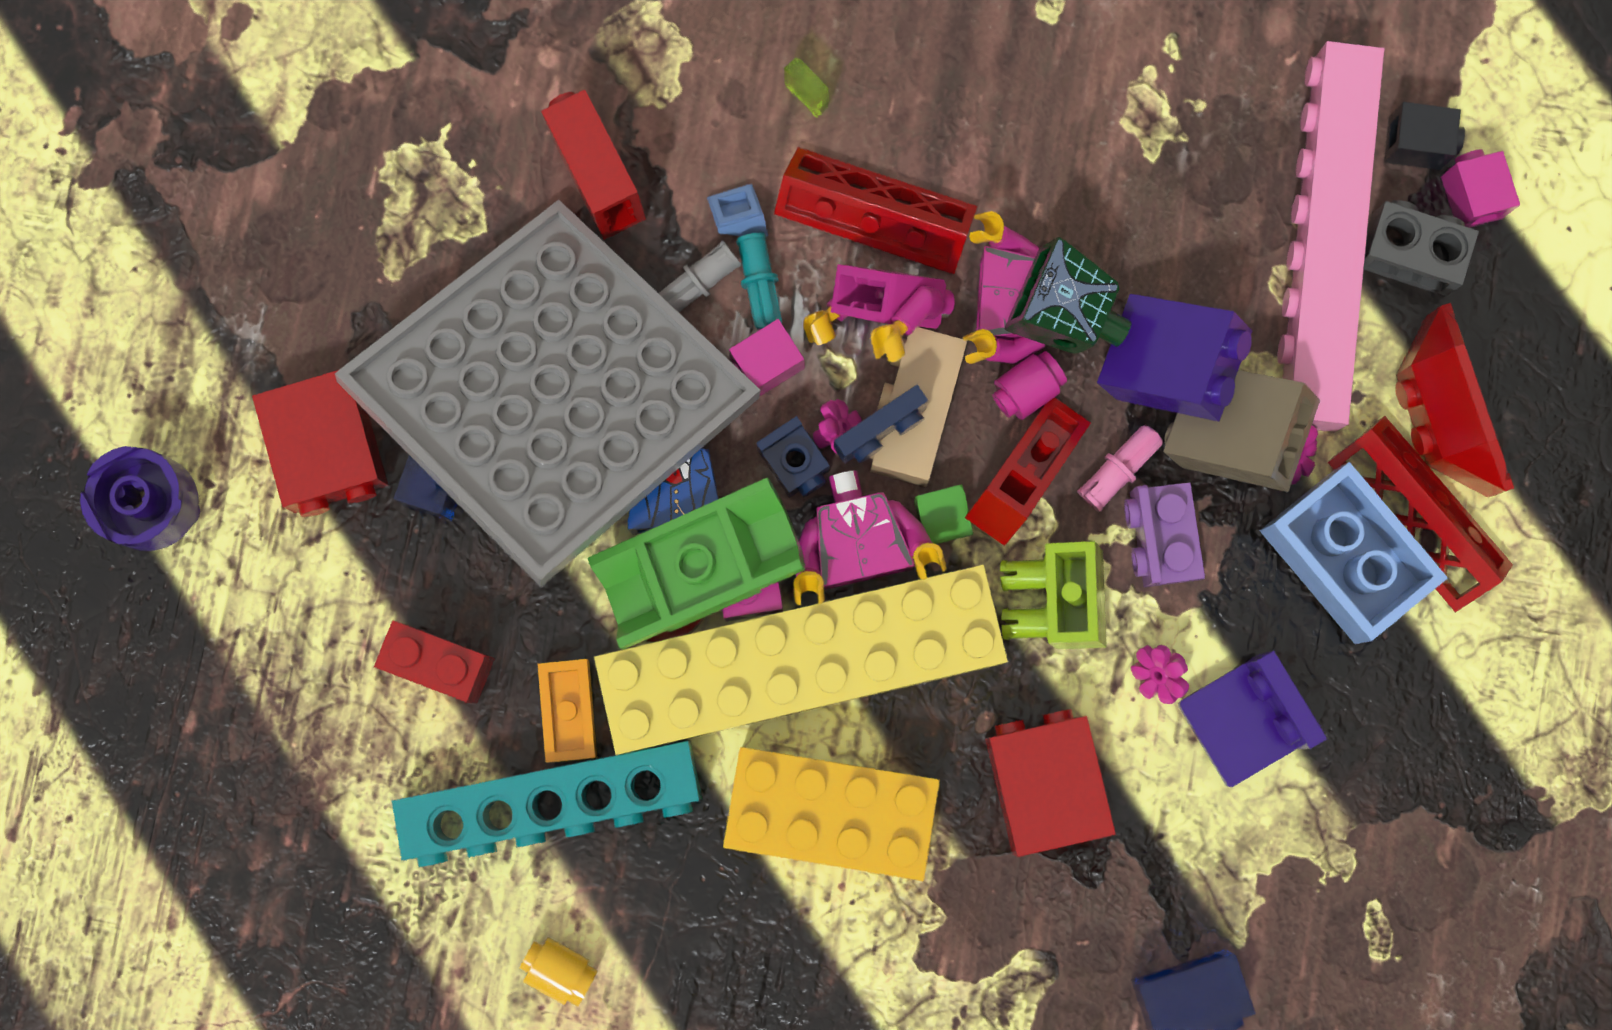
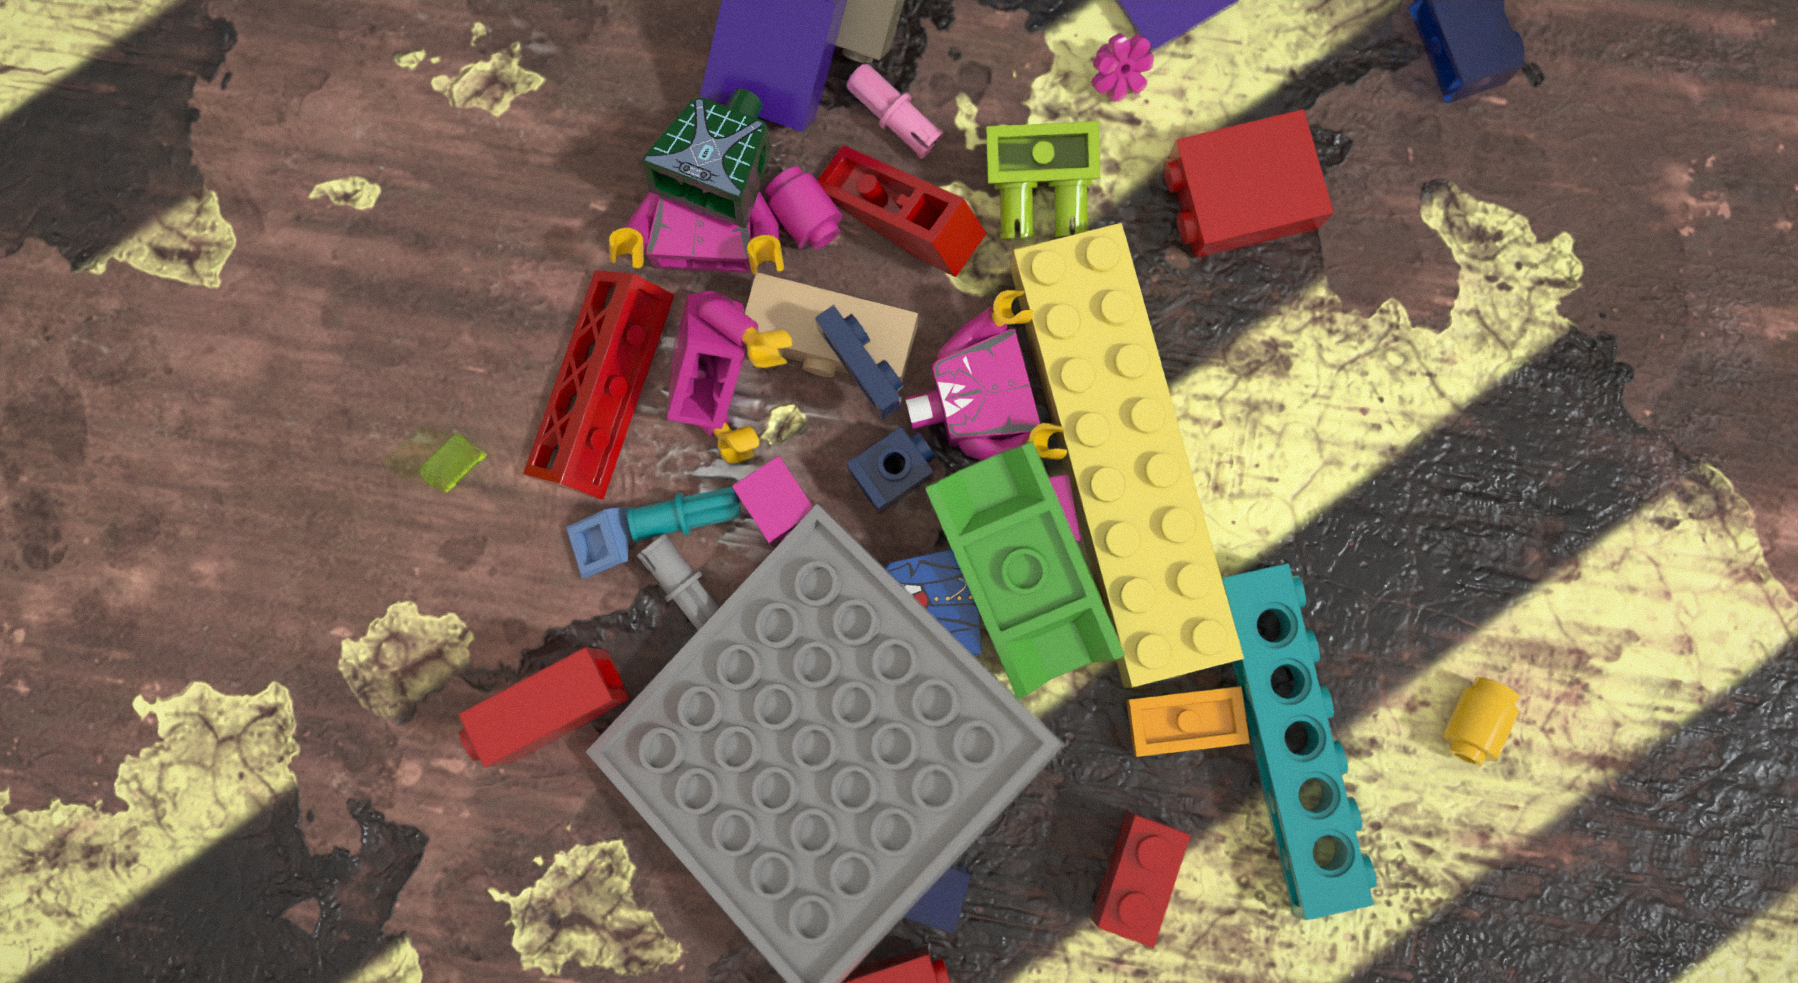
camera: 90 degrees left, 0 degrees up
(831, 813) = (1292, 418): yellow brick -> none
(836, 423) = (853, 418): dark pink plant -> none
(944, 514) = (949, 301): bright green slope -> none
(1164, 534) = (967, 65): medium lavender bracket -> none

